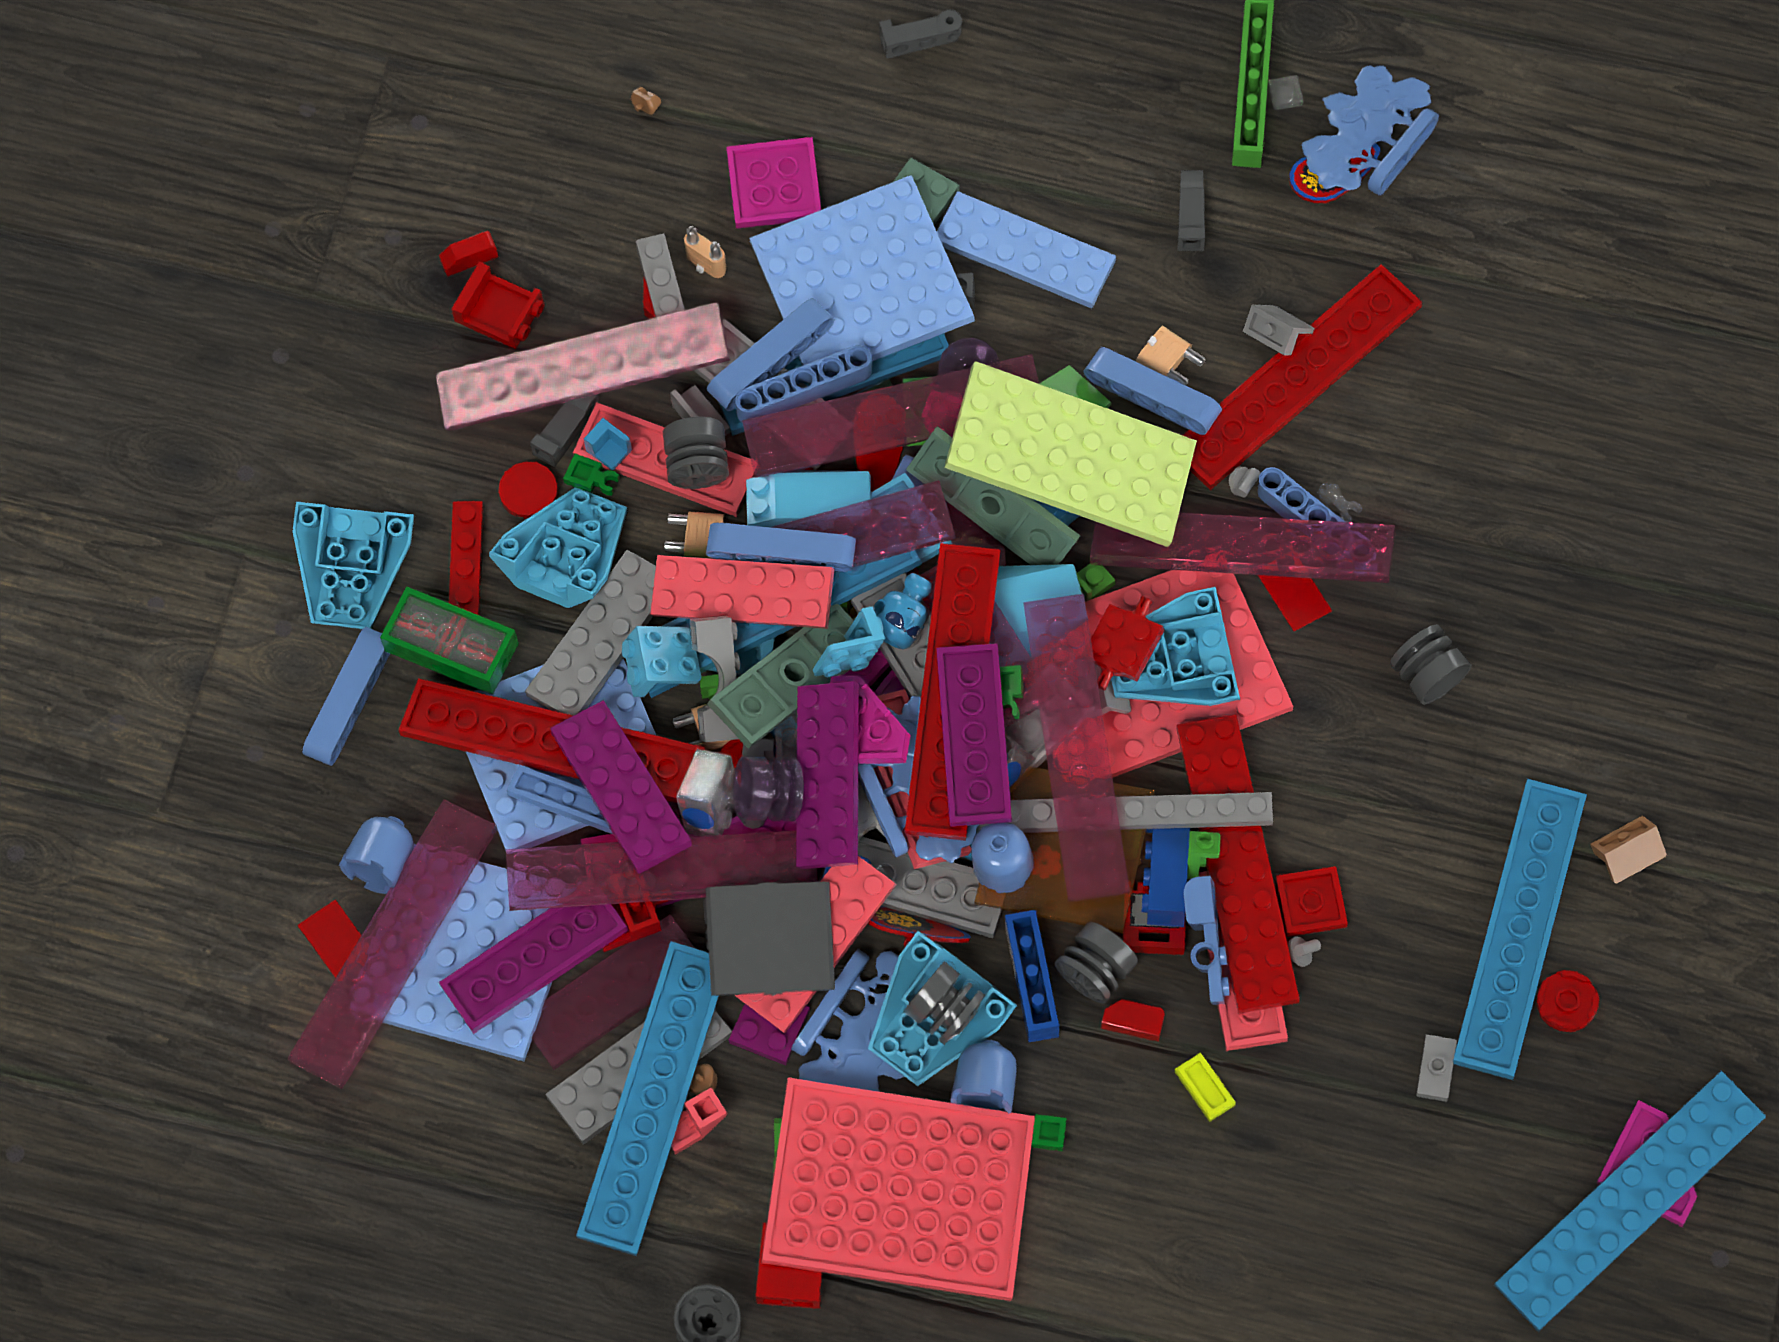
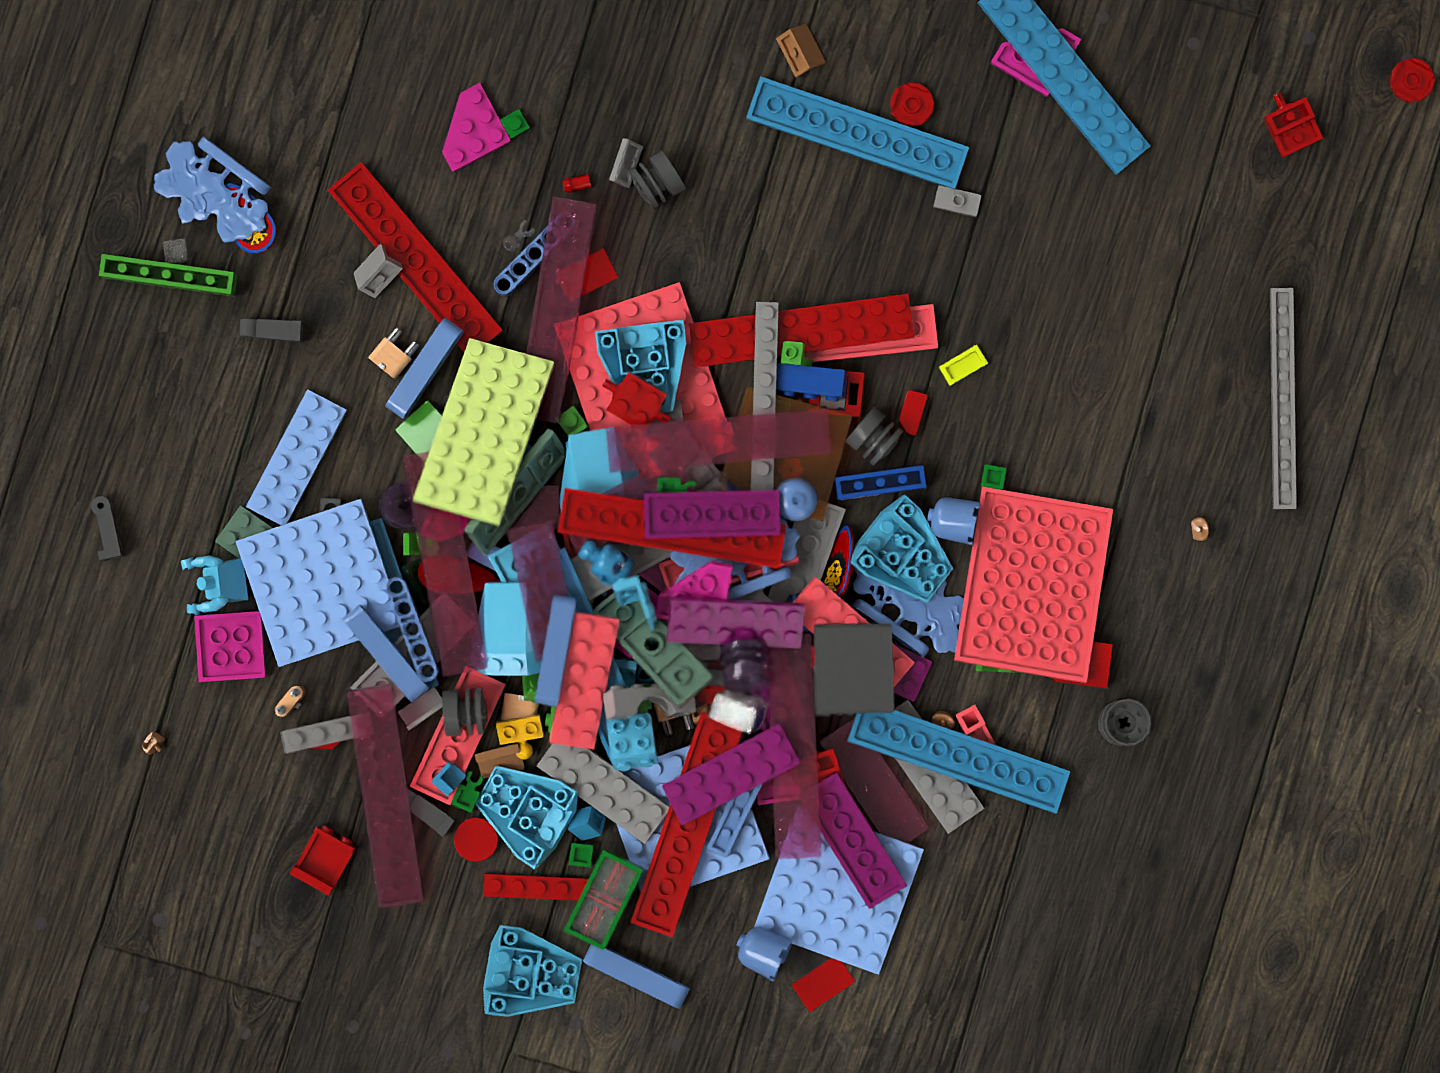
camera: 90 degrees left, 20 degrees up
(392, 944) = (833, 942): clear pink plate -> none
(468, 253) = (277, 882): red piece -> none
(511, 616) = (581, 855): none -> green plate
(550, 623) = (587, 823): none -> dark azure panel
(639, 521) = (502, 757): none -> medium nougat panel
(673, 532) = (520, 731): none -> yellow plate
(858, 161) = (220, 580): none -> medium azure torso
(944, 1003) = (907, 546): dark grey wheel -> none
(1202, 915) = (850, 358): medium blue plate -> none
(1243, 480) = (499, 306): light grey plate -> none
(1302, 951) = (866, 289): light grey plate -> none
(1311, 901) = (830, 280): red plate -> none
(1415, 564) = (576, 183): none -> red pin
(1462, 630) = (626, 160): none -> light grey plate
(1478, 440) = (473, 130): none -> dark pink plate
(1490, 490) = (515, 124): none -> green plate

